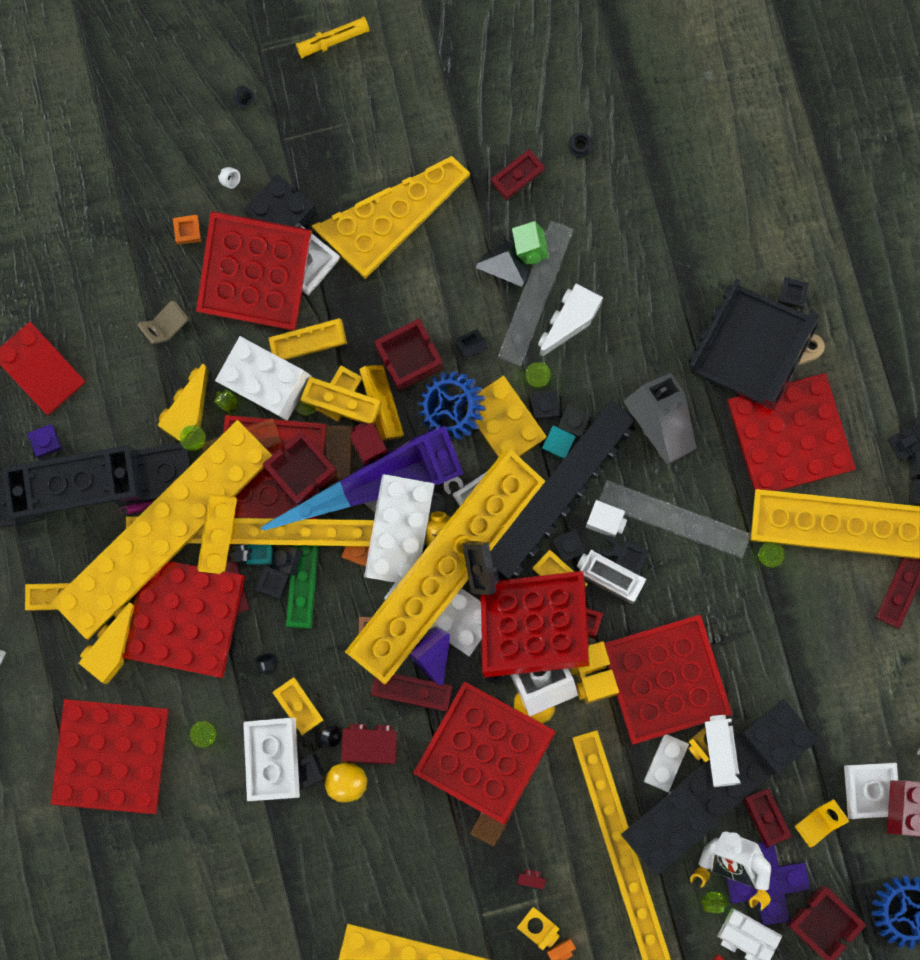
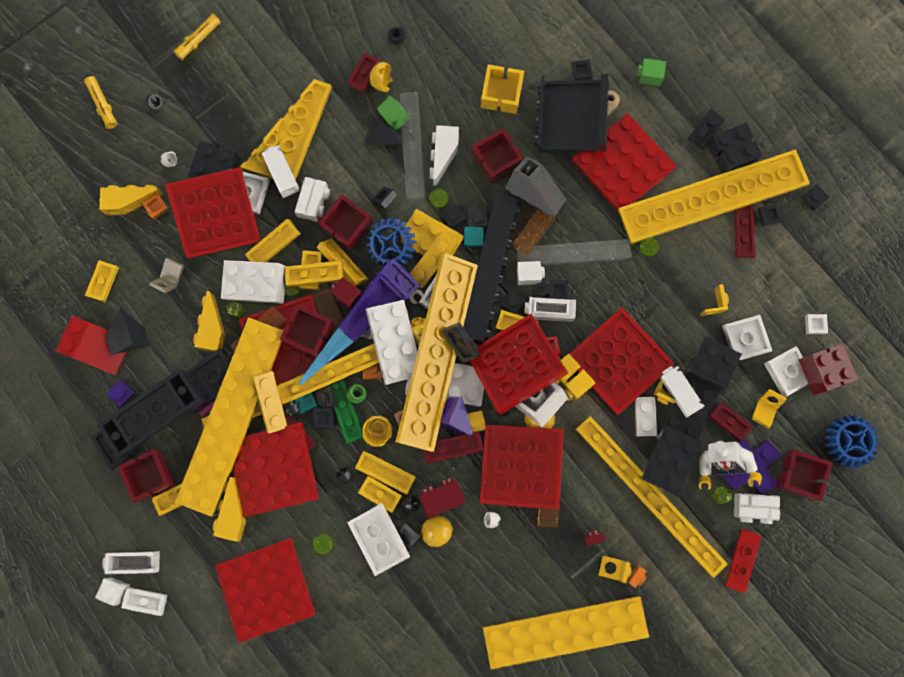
camera: 25 degrees left, 0 degrees up
(32, 557) = (146, 477): none -> dark red piece
(82, 293) = (102, 281): none -> yellow plate
(82, 372) = (126, 334): none -> black slope
(155, 205) = (122, 200): none -> yellow slope
(178, 78) = (103, 108): none -> yellow pin
(192, 438) = (222, 344): clear neon green plate -> none
(316, 683) = (385, 472): none -> yellow plate
(329, 628) = (377, 430): none -> yellow hair
(331, 566) = (358, 388): none -> bright green plate
(357, 255) = (280, 171): none -> white window
(380, 307) = (312, 199): none -> white brick
(418, 800) = (491, 519): none -> white hinge
(455, 672) = (476, 421): none -> yellow plate
(489, 450) = (430, 261): none -> yellow plate
(535, 189) = (381, 76): none -> yellow hair
(631, 355) = (495, 156): none -> dark red piece
(634, 471) = (533, 231): none -> clear orange plate
(678, 275) = (500, 91): none -> yellow piece
(831, 663) = (722, 301): none -> yellow bracket
(839, 724) = (747, 337): none -> white plate
(880, 334) = (651, 72): none -> bright green brick

